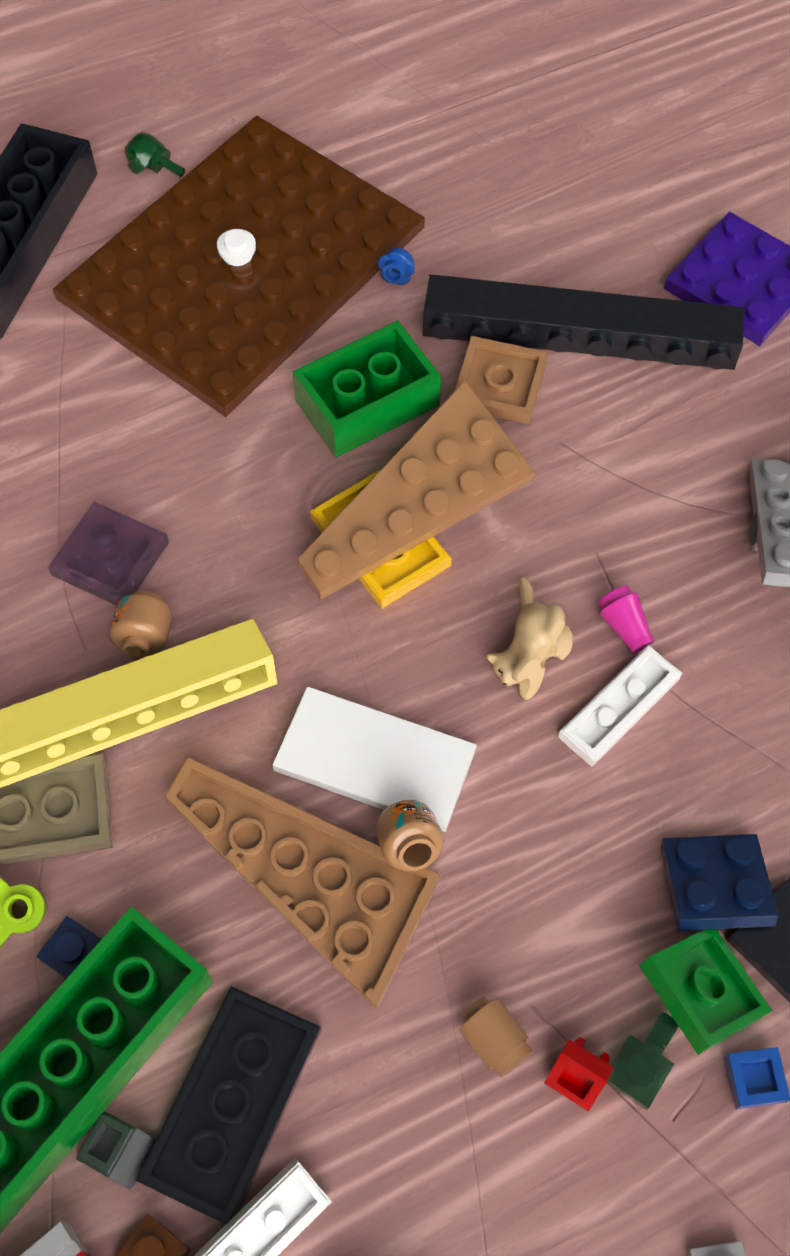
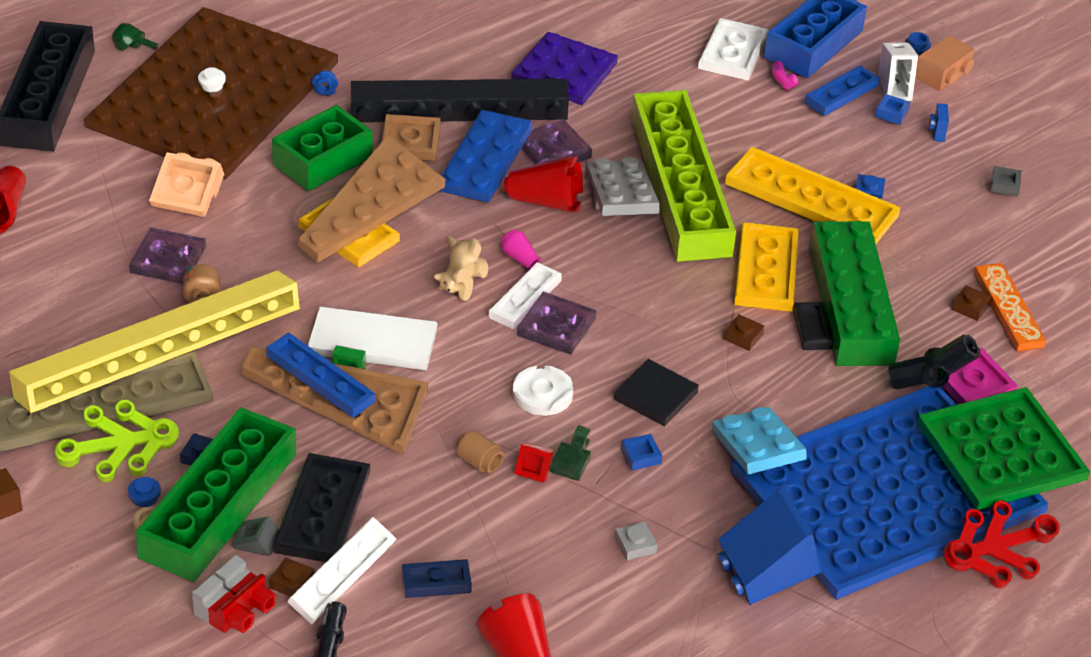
camera: 15 degrees left, 20 degrees down
(163, 427) = (186, 184): none -> light nougat plate
(274, 845) = (320, 374): none -> blue plate
(328, 806) = (349, 357): none -> green plate
(409, 835) = (405, 362): medium nougat head -> none
(603, 430) = (485, 155): none -> blue plate
(618, 907) = (543, 390): none -> white tile
(660, 775) = (556, 323): none -> clear purple plate
(687, 502) = (548, 184): none -> red cone
(705, 989) = (602, 411): green plate -> none
(707, 423) = (555, 142): none -> clear purple plate
(718, 882) = (601, 366): dark blue plate -> none

